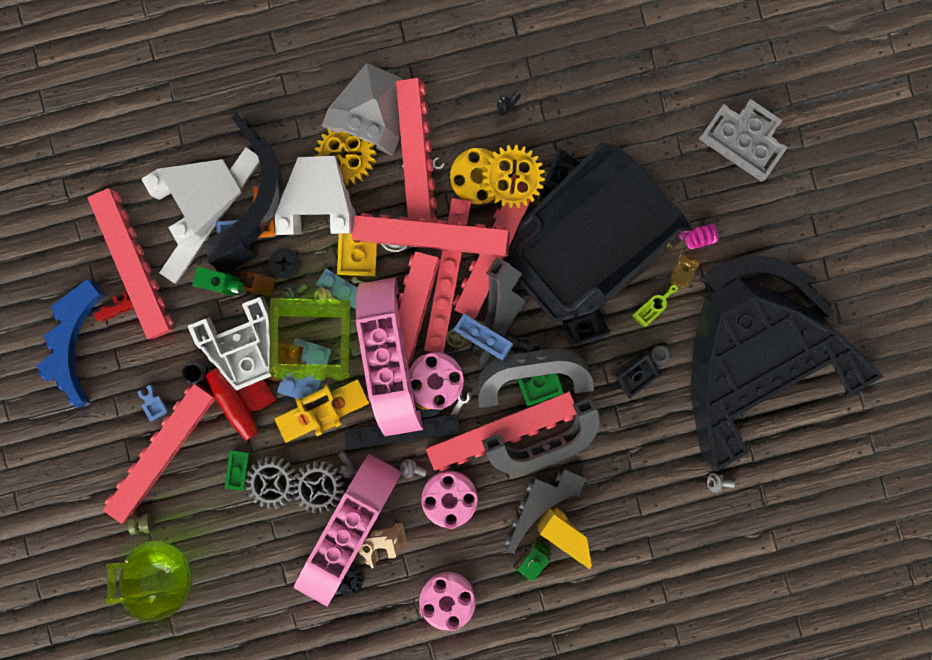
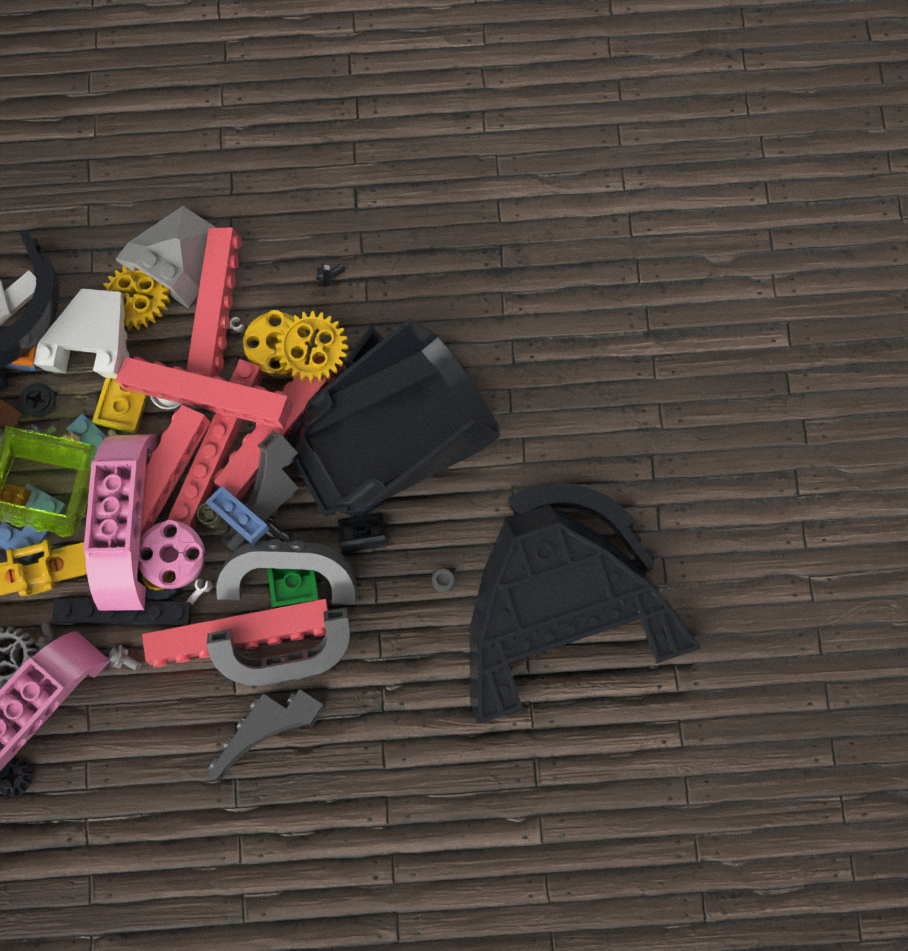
camera: 15 degrees right, 15 degrees down
(390, 539) = (72, 733): tan tile -> none
(447, 601) = (124, 824): bright pink piece -> none
(449, 499) = (156, 700): bright pink piece -> none
(533, 560) = (238, 794): green torso -> none
(563, 534) = (272, 753): yellow wedge -> none
(636, 374) = (409, 596): black slope -> none
(639, 314) = (436, 528): lime piece -> none
(680, 277) = (483, 496): clear yellow plate -> none
(702, 236) = (515, 452): dark pink gear -> none
(716, 481) = (483, 743): light grey plate -> none
(746, 138) = (585, 354): light grey piece -> none

